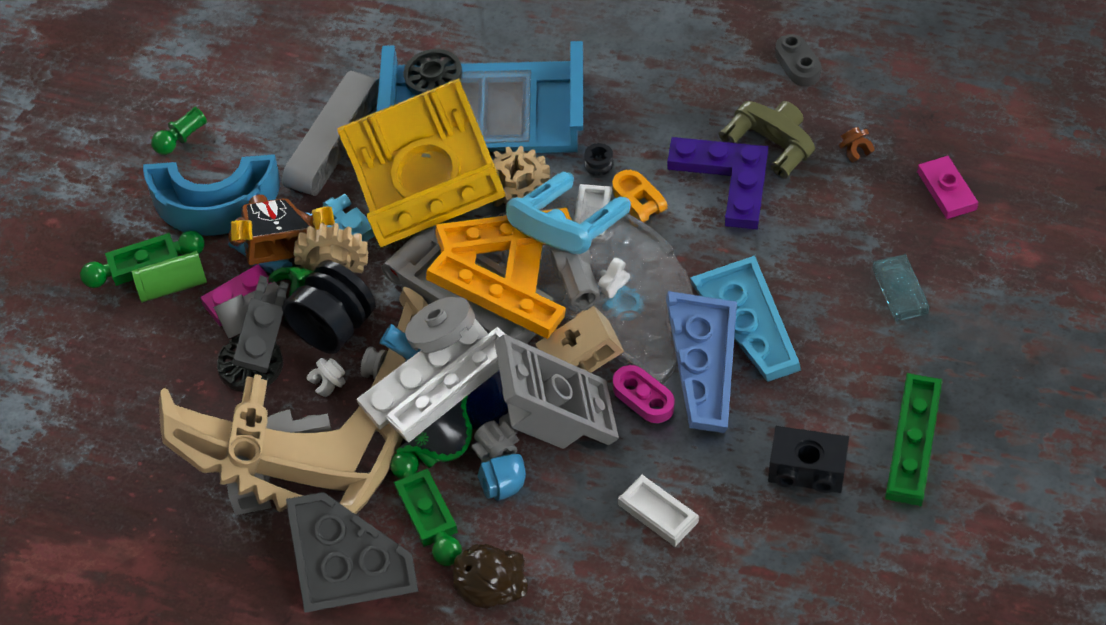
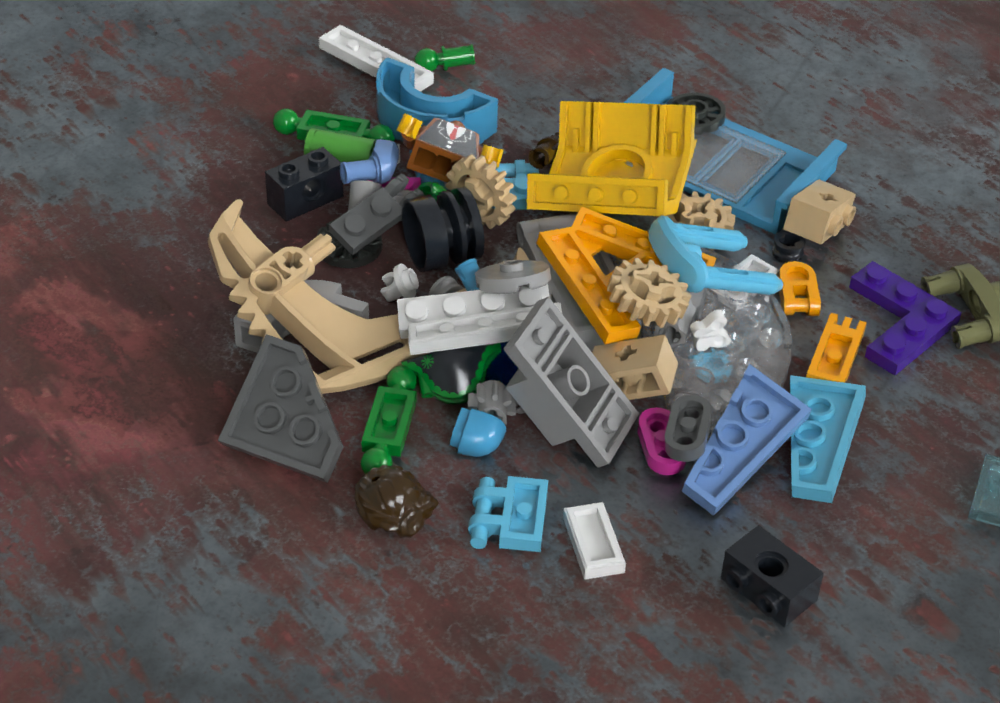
camera: 30 degrees right, 10 degrees down
(109, 165) = (368, 55): none -> white plate
(168, 329) = (304, 184): none -> black brick
(225, 276) = (377, 168): none -> medium blue arm
(322, 145) = (526, 127): light grey beam -> none
(346, 178) = (546, 147): none -> dark brown pin
(554, 275) = (649, 292): none -> tan gear
(593, 523) = (522, 515): none -> medium azure plate
(606, 115) = (820, 211): none -> tan brick
(665, 376) = (688, 428): none -> dark grey plate
(706, 235) = (836, 350): none -> light orange hinge
(914, 439) = (897, 622): green tile -> none

